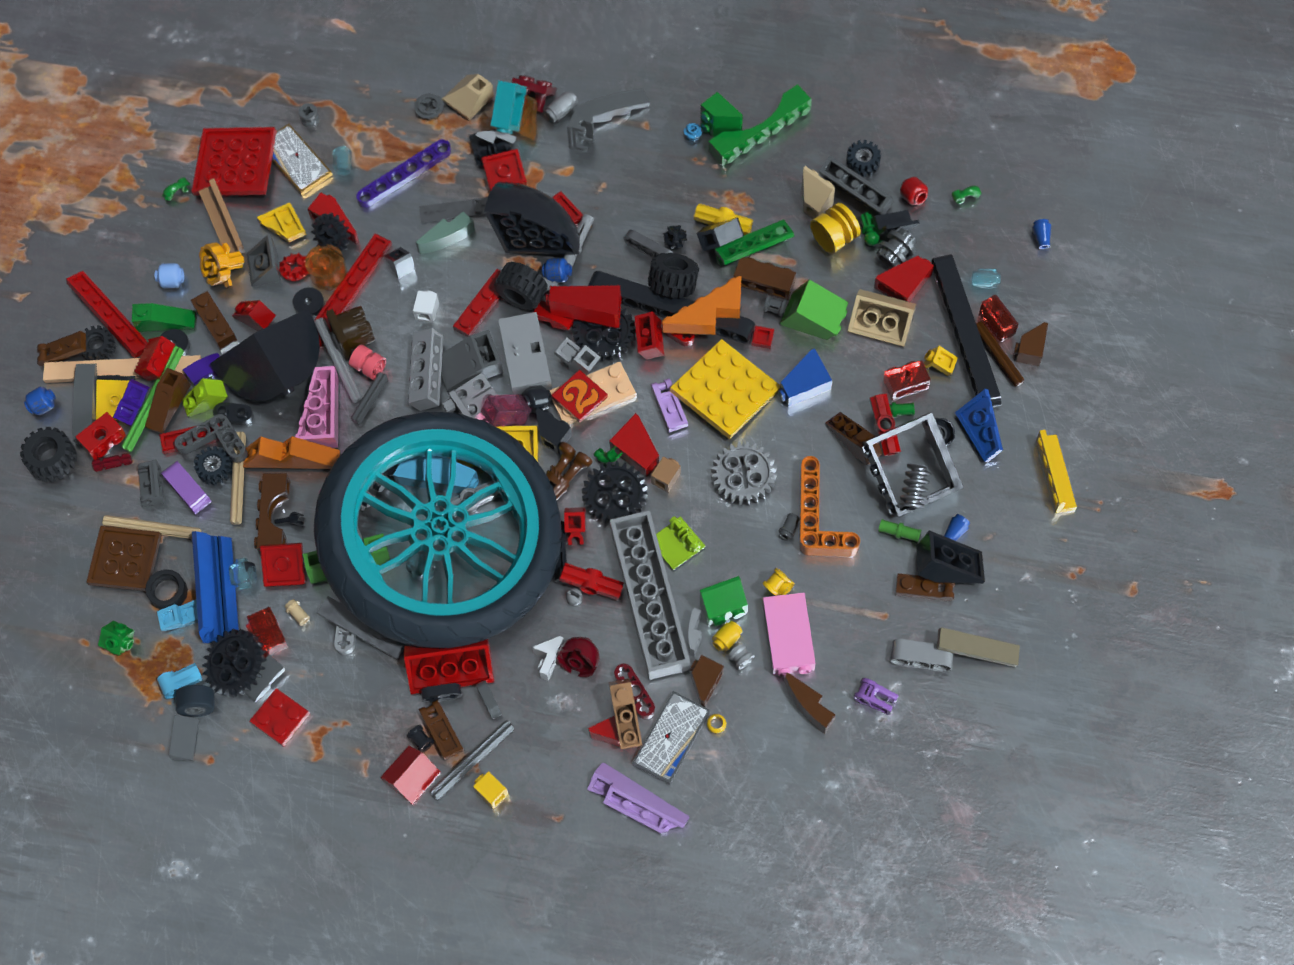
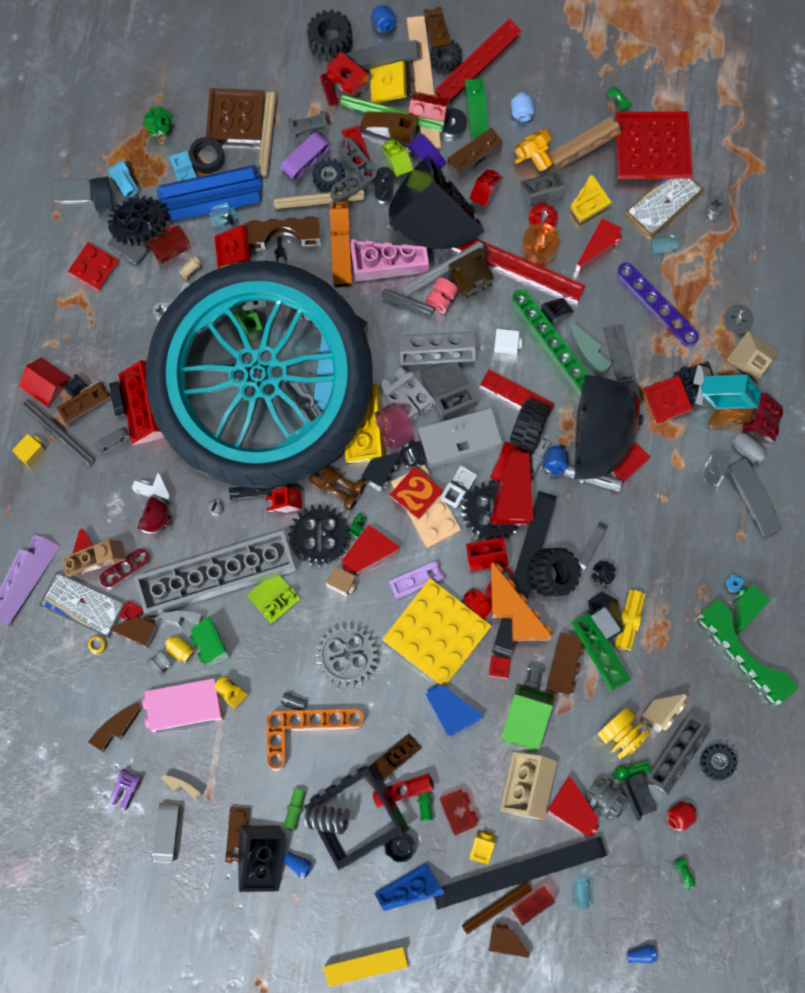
camera: 85 degrees right, 10 degrees up
(131, 402) = (383, 94): dark purple slope -> none
(305, 295) = (511, 229): black piece -> none
(330, 231) = (575, 243): black gear -> none
(430, 272) = (550, 335): none -> green beam
(591, 581) = (226, 519): red piece -> none
(682, 686) = (130, 611): none -> red tile
(695, 350) = (477, 602): none -> red bracket
(872, 642) = (176, 784): none -> tan slope
(978, 647) = (173, 886): dark tan tile -> none

